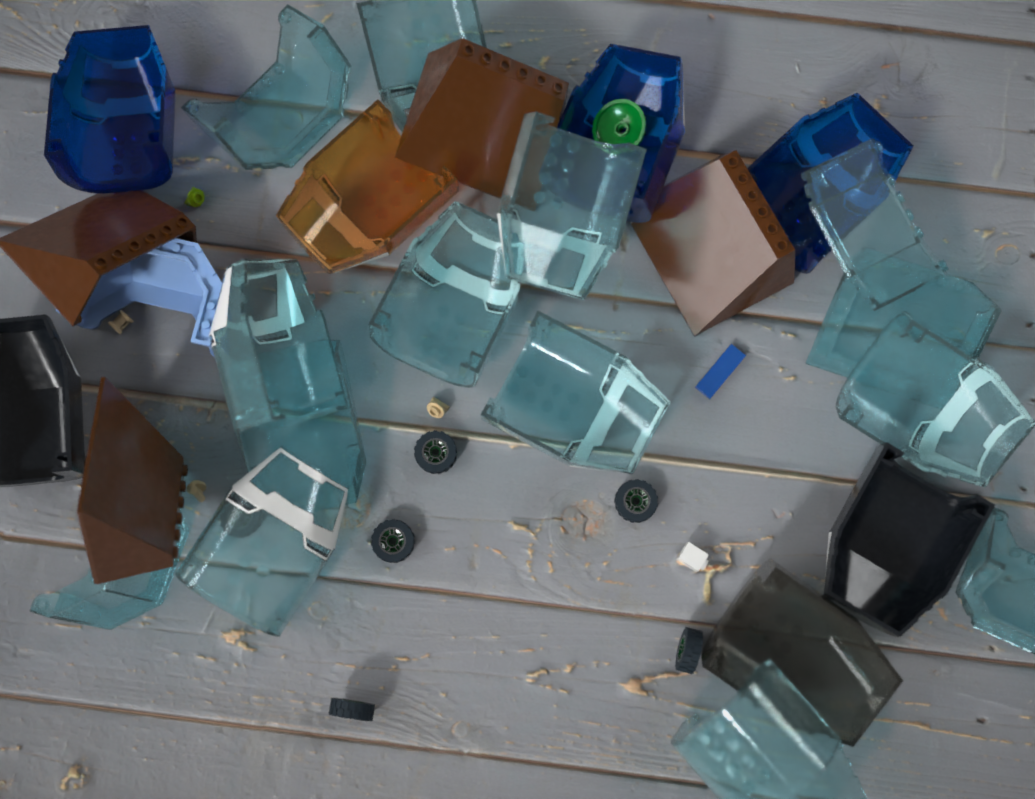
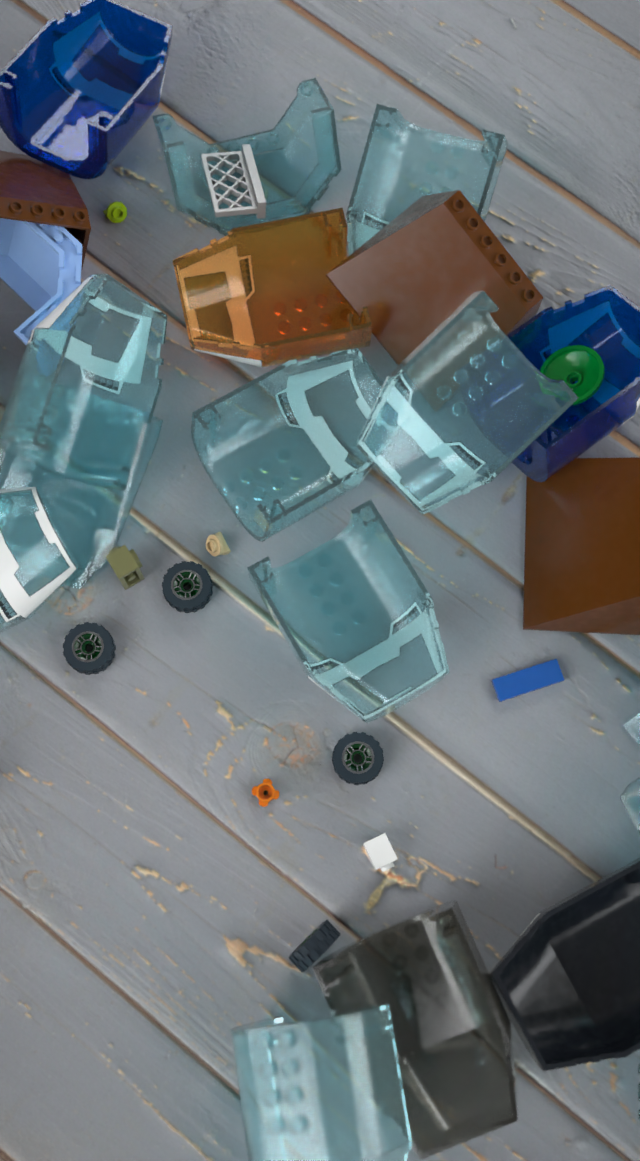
camera: 30 degrees right, 5 degrees down
(277, 105) = (249, 180): none -> light grey fence
(381, 464) = (125, 566): none -> olive brick
(584, 560) = (265, 786): none -> orange plate

